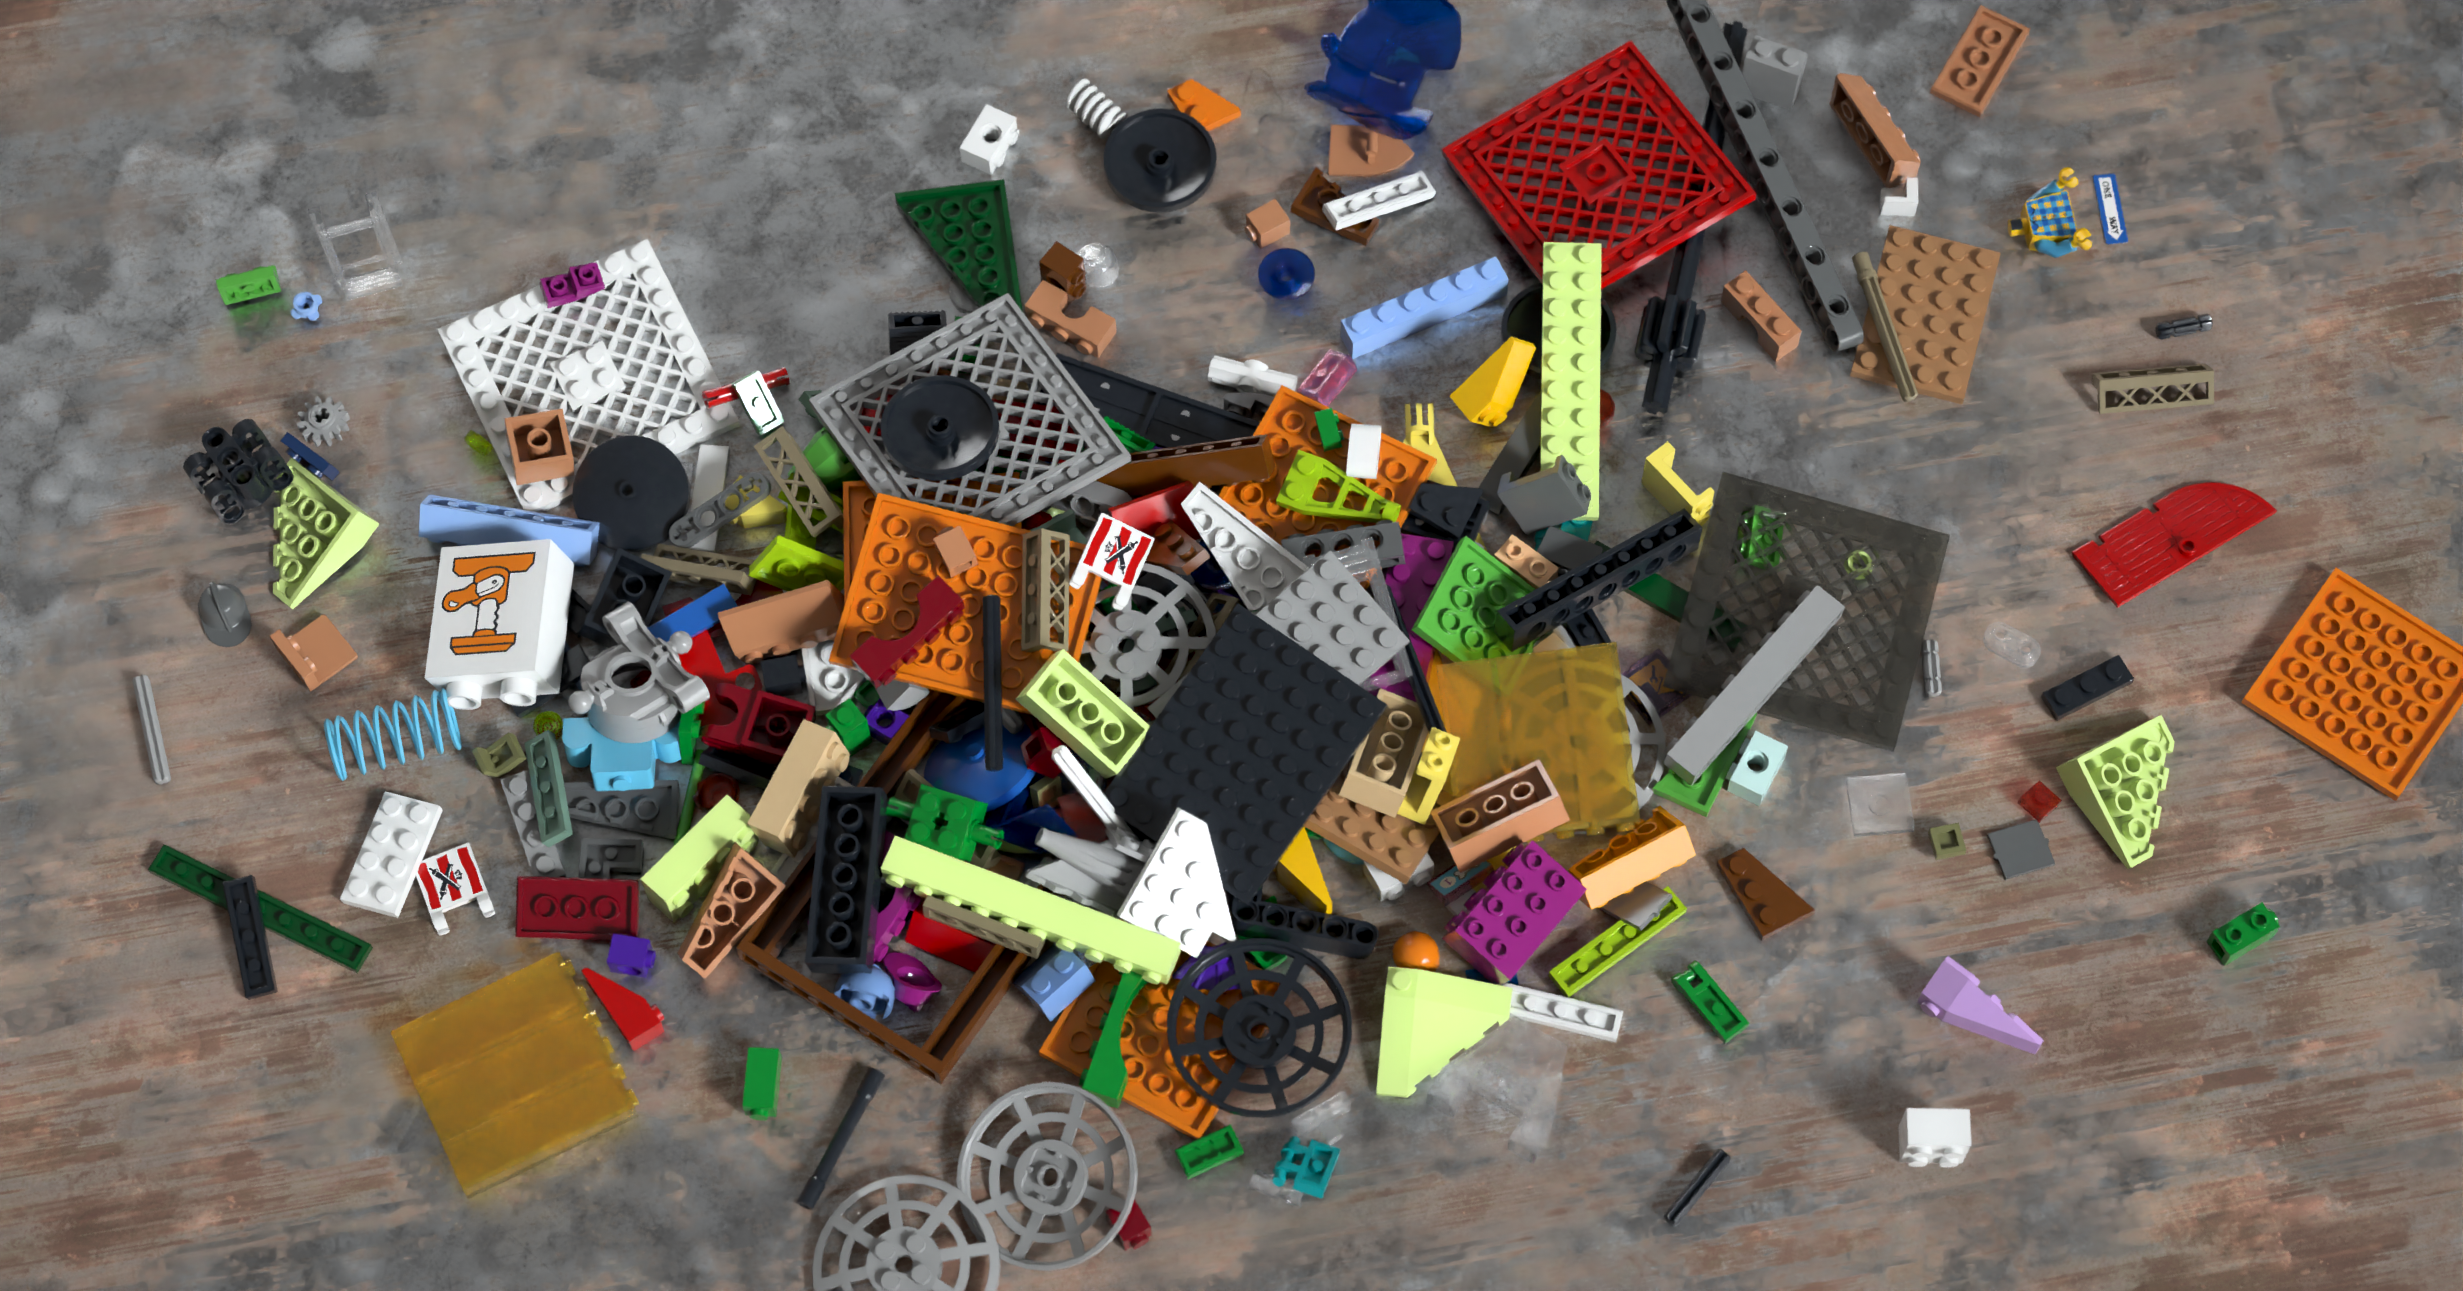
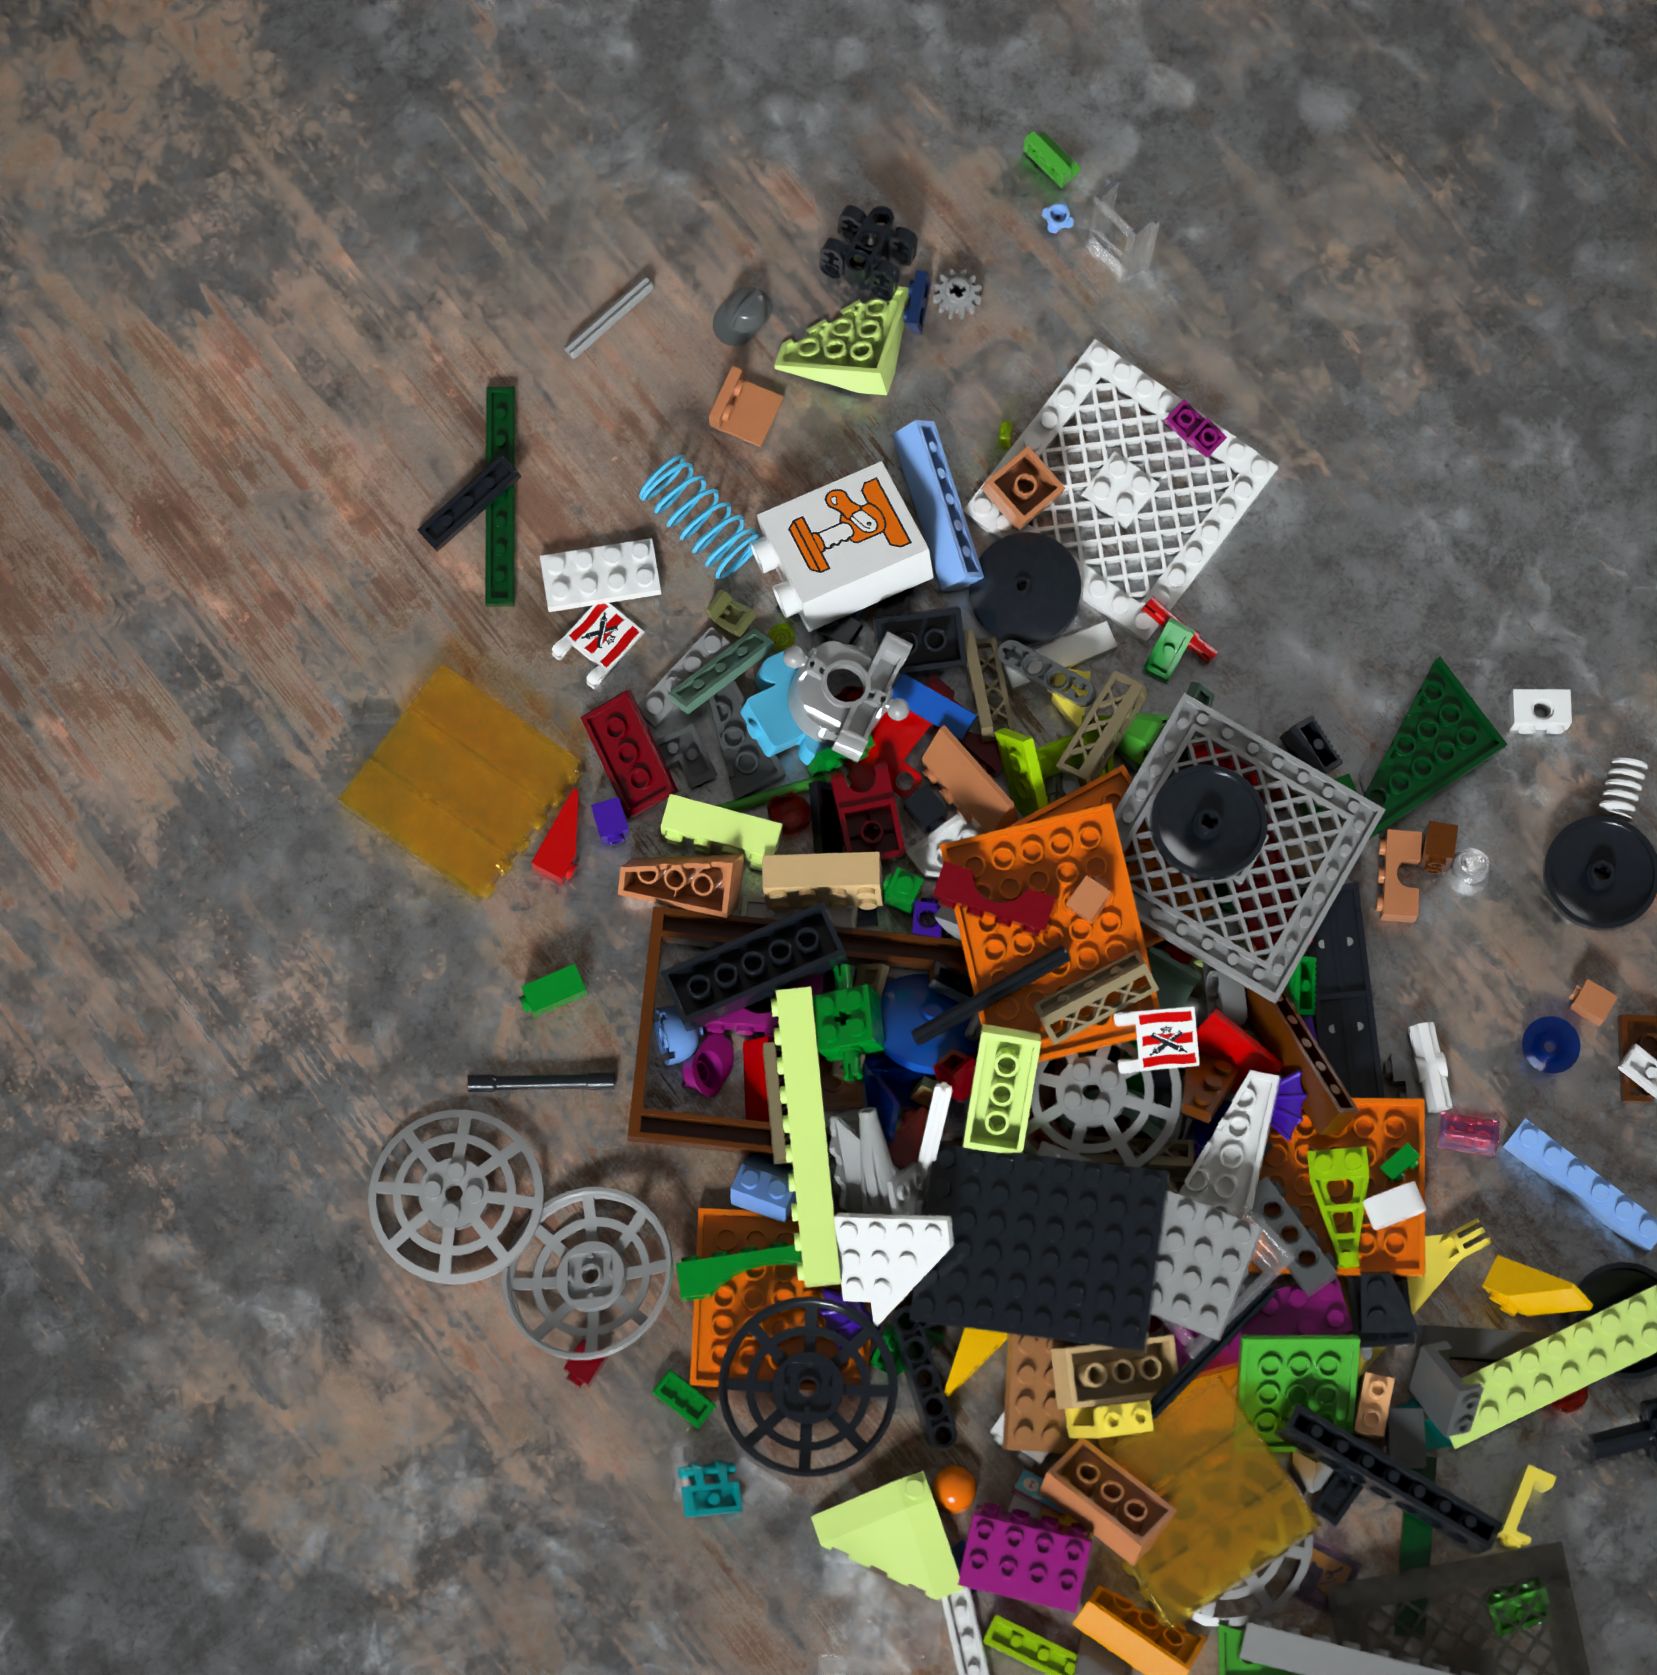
camera: 60 degrees right, 10 degrees up
(1228, 490) = (1288, 1105): none -> dark purple arm

